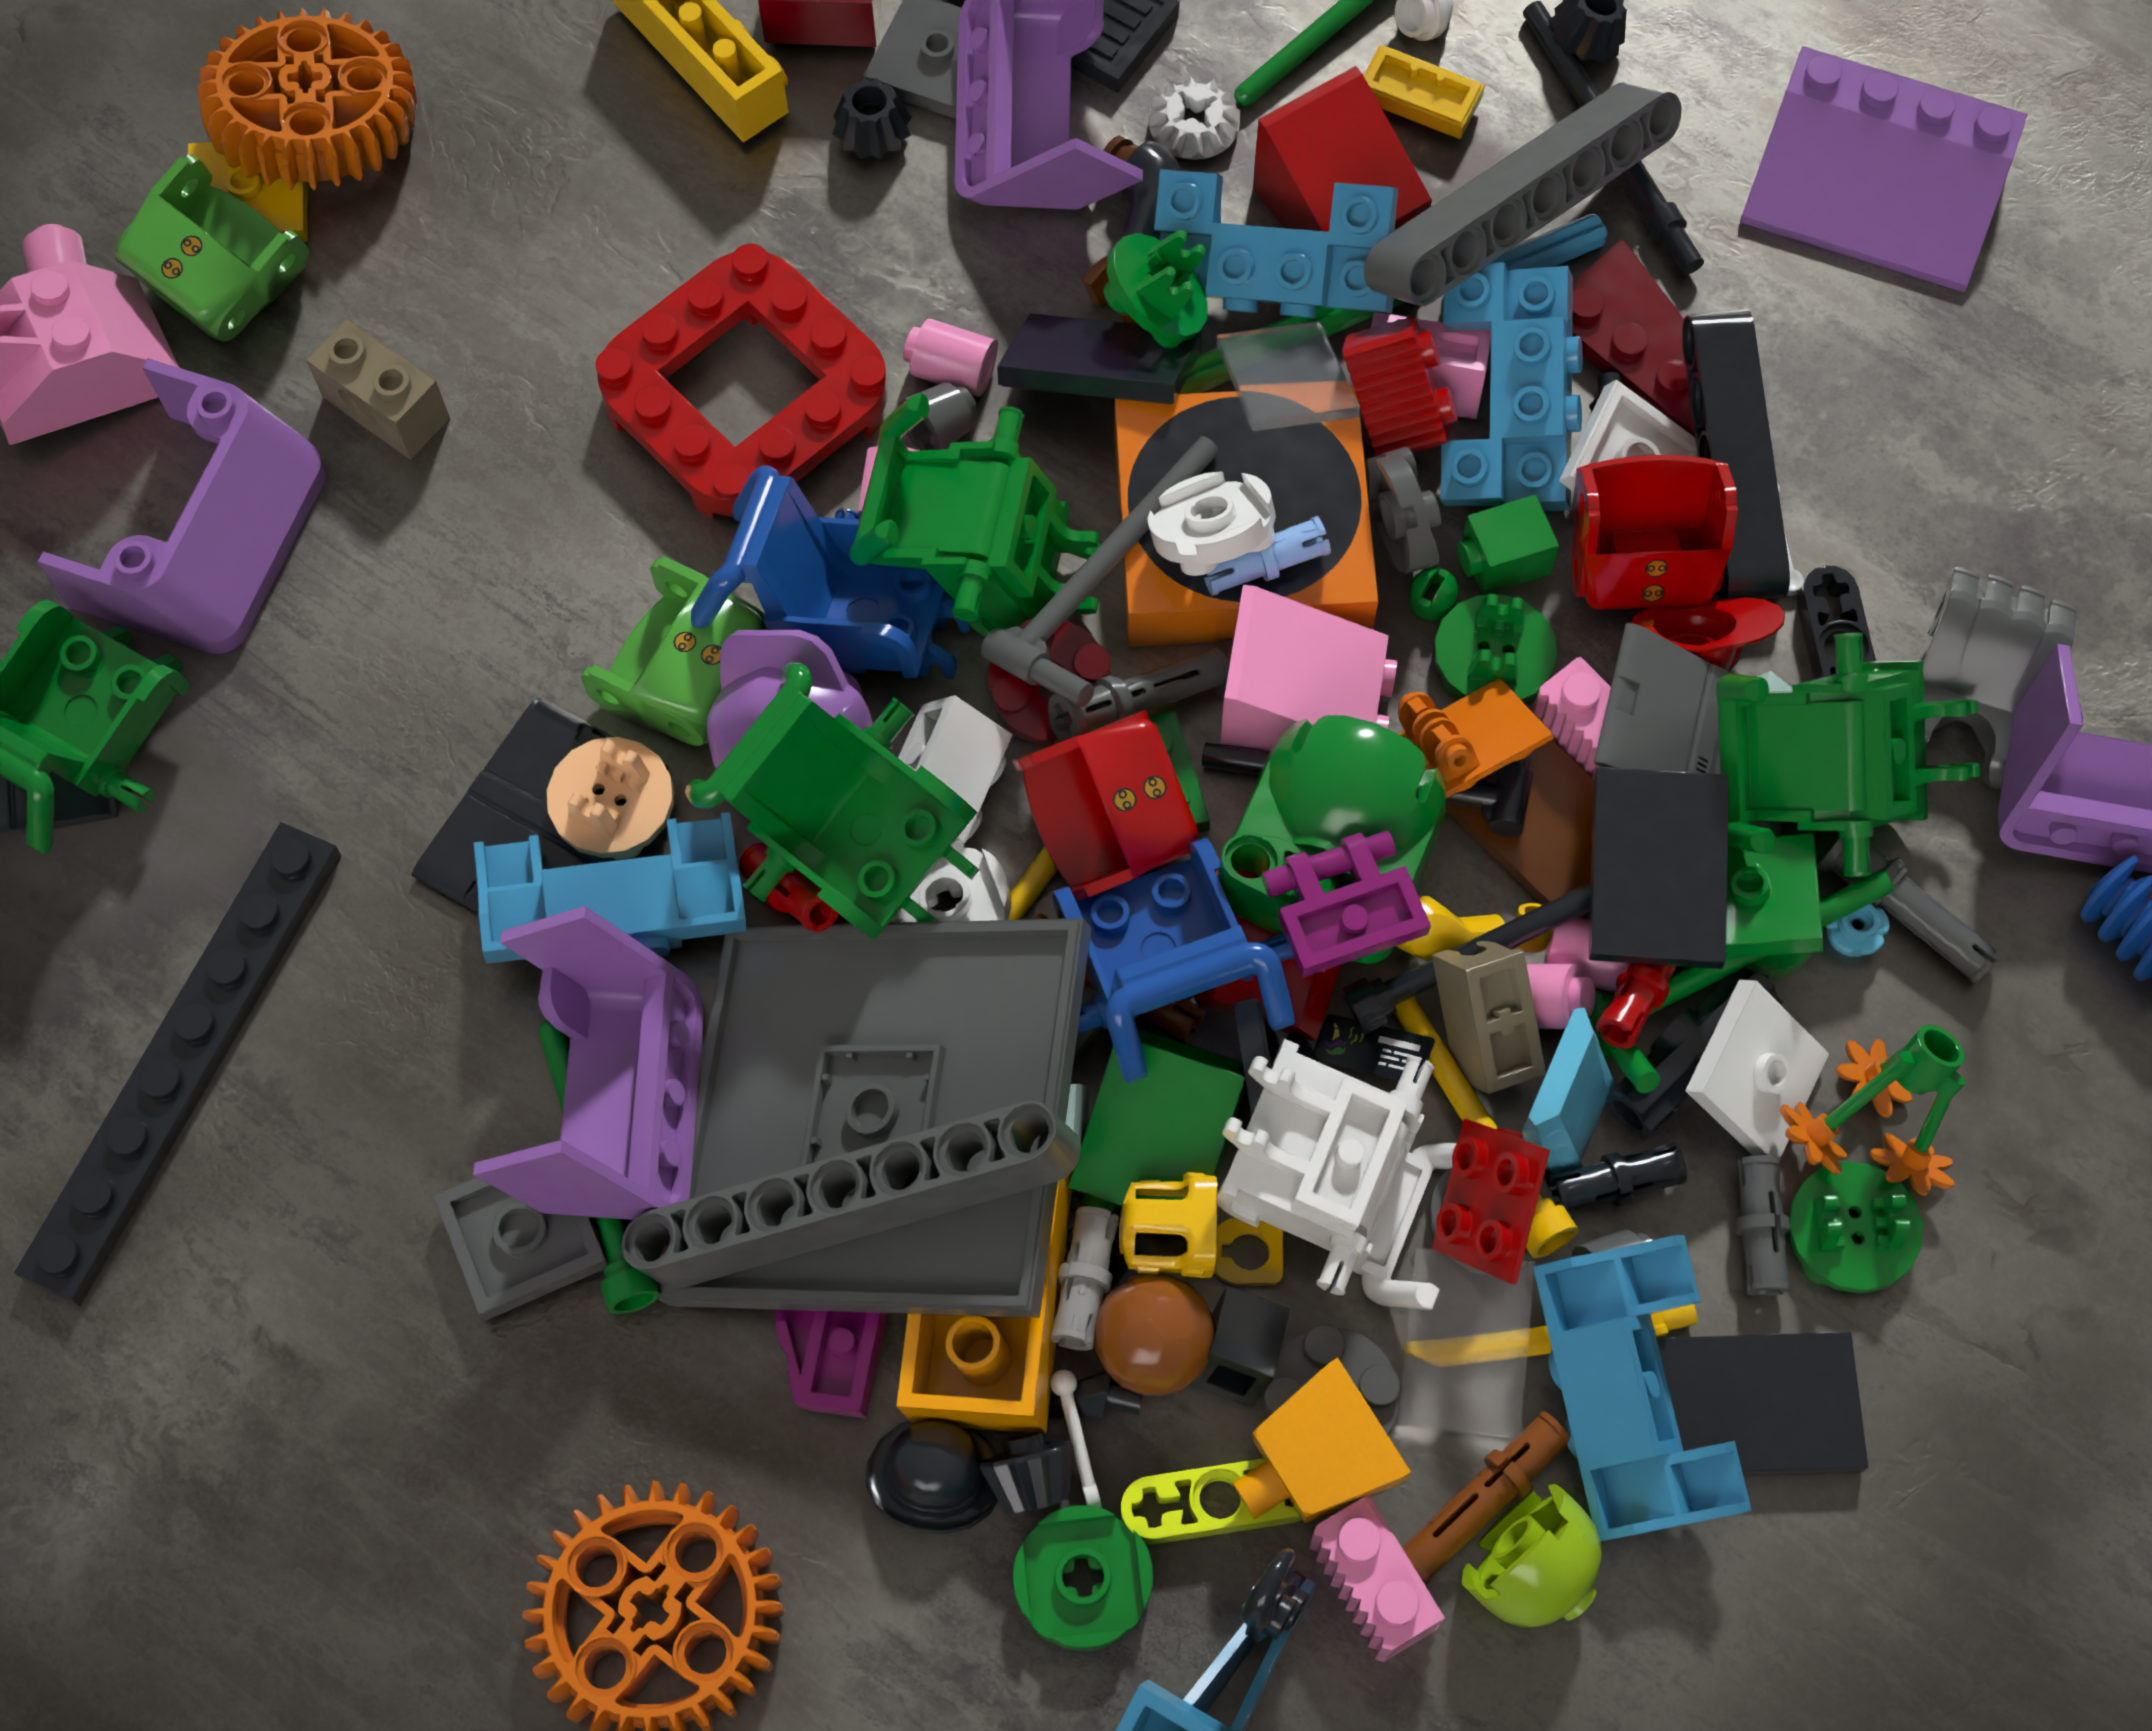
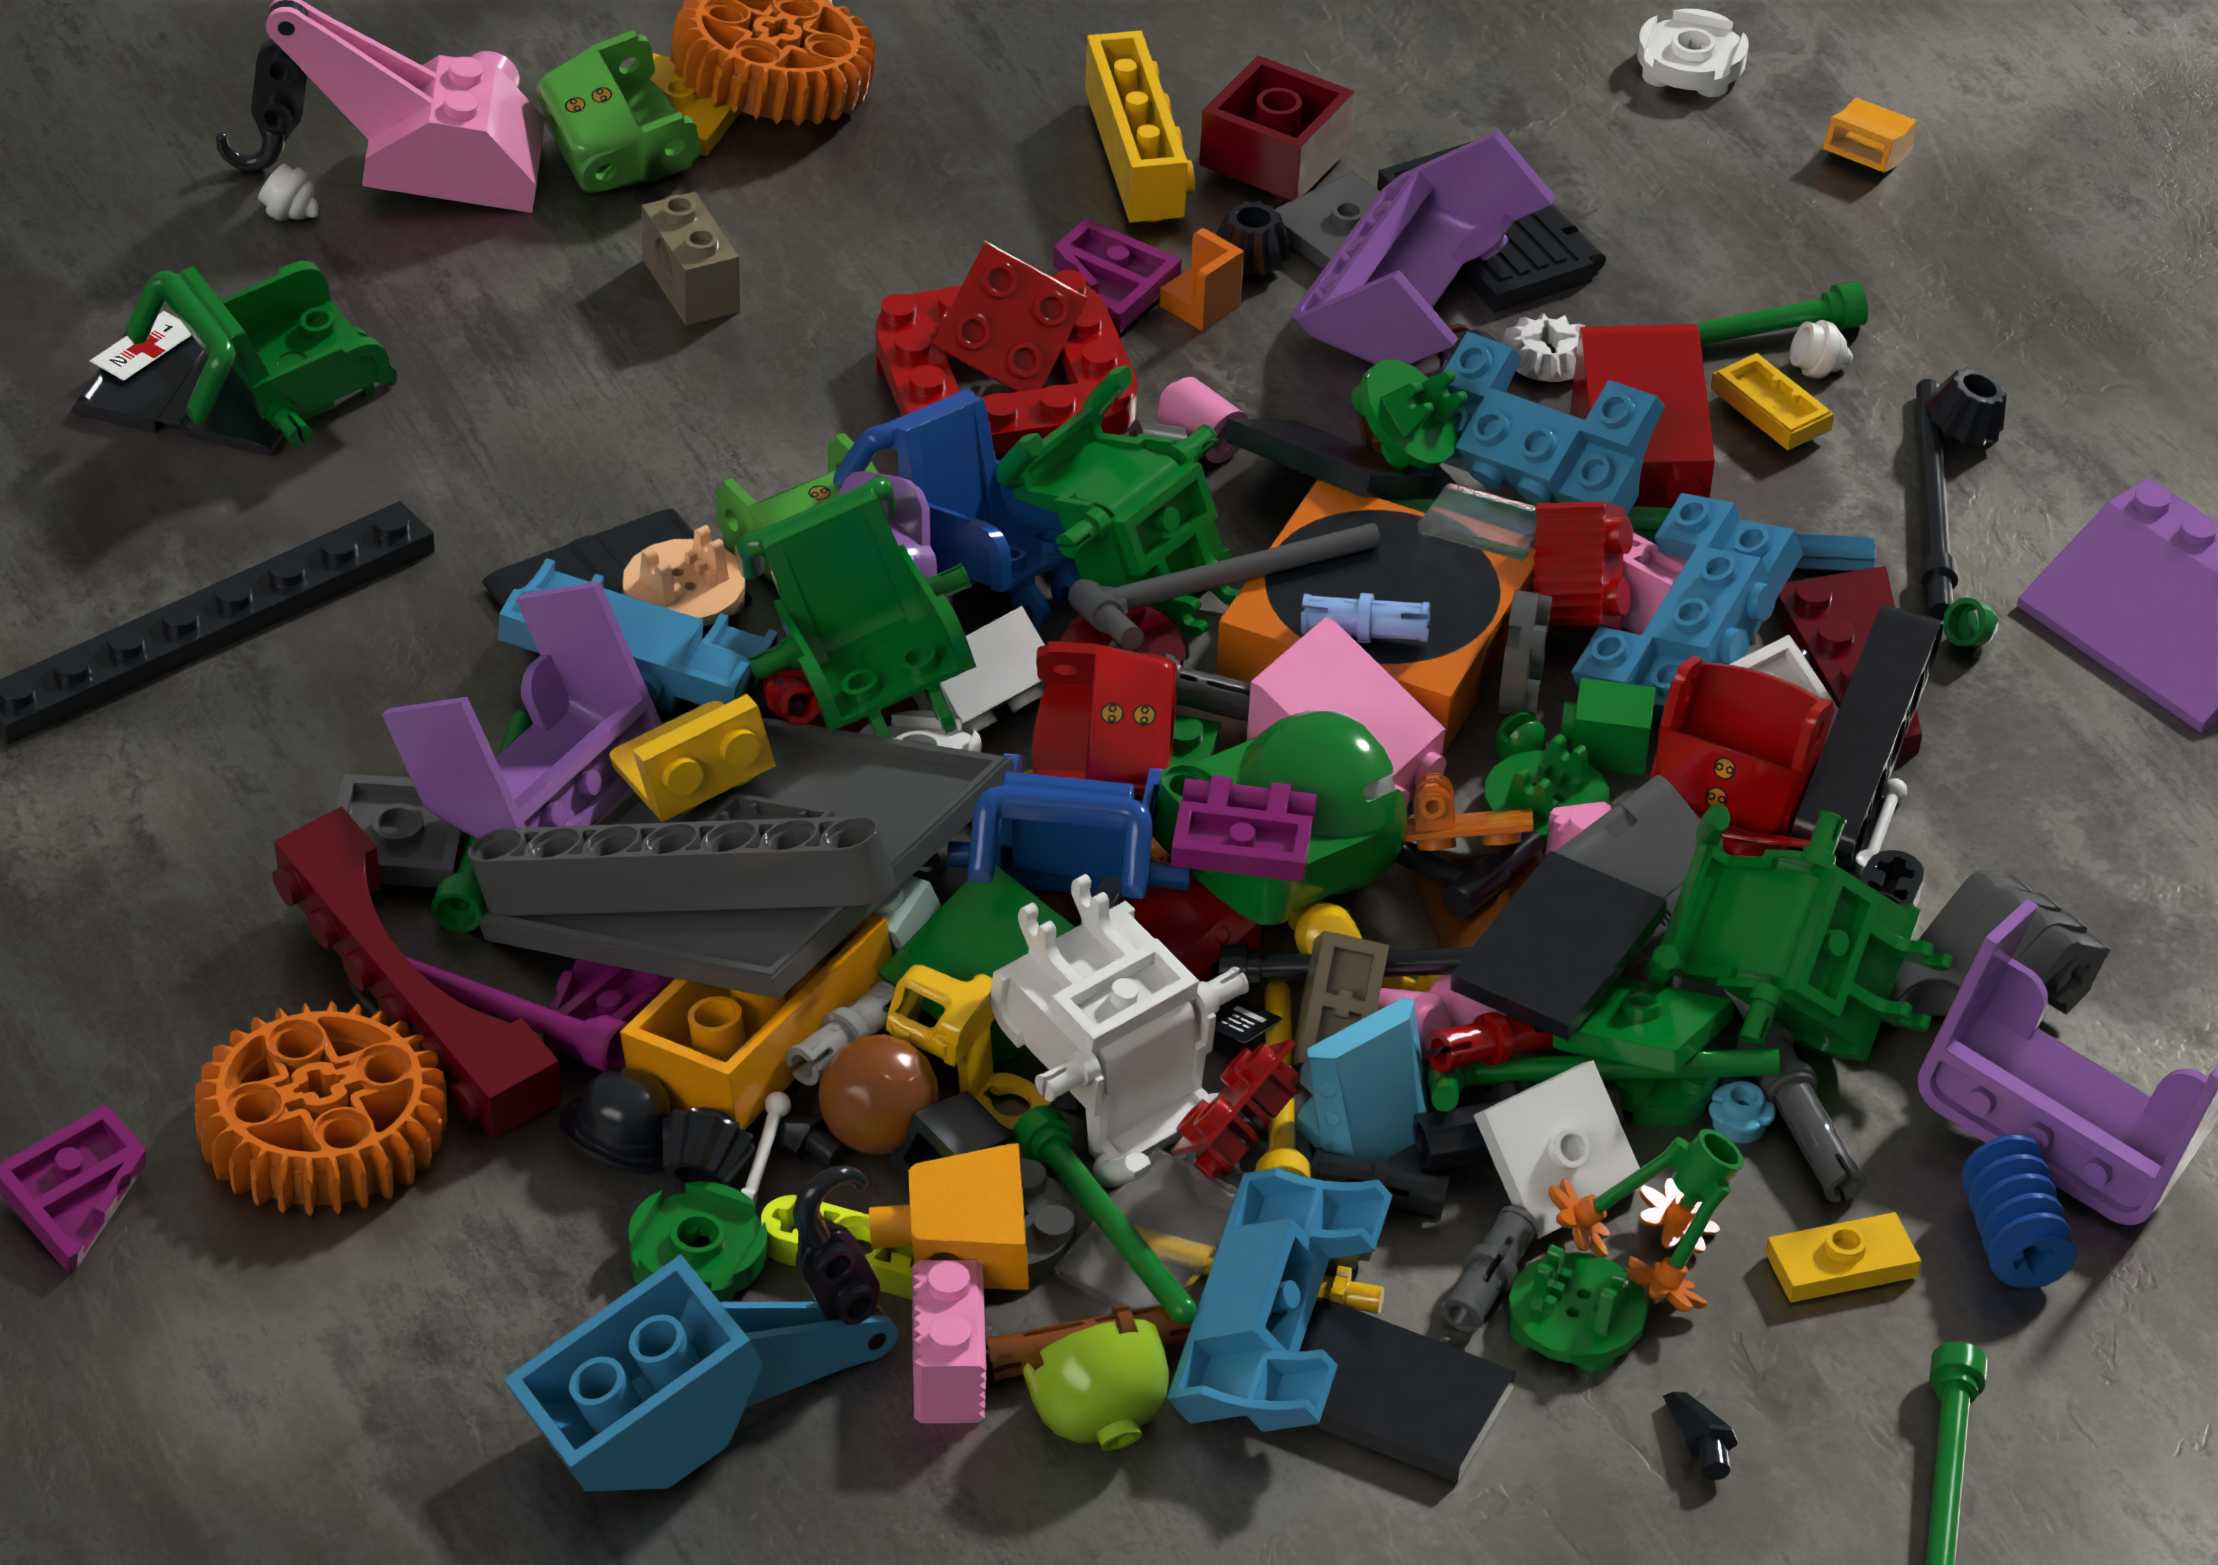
camera: 25 degrees right, 25 degrees down
(230, 537) = (487, 303): medium lavender windscreen -> none
(508, 1344) = (492, 1066): none -> dark red arch
(729, 340) = (1009, 320): none -> red hinge
(758, 1027) = (695, 756): none -> yellow bracket
(768, 209) = (1117, 268): none -> magenta wing
(859, 189) = (1210, 285): none -> orange panel
(869, 1411) = (595, 1039): none -> magenta piece
(1212, 521) = (1333, 568): white plate -> none
(1305, 1295) = (1048, 1140): none -> green piece
(1521, 193) = (1771, 463): dark grey beam -> none
(1719, 277) = (1962, 624): none -> green hinge
(2027, 1046) = (1843, 1257): none -> yellow plate
(2030, 1309) = (1703, 1433): none -> black bar

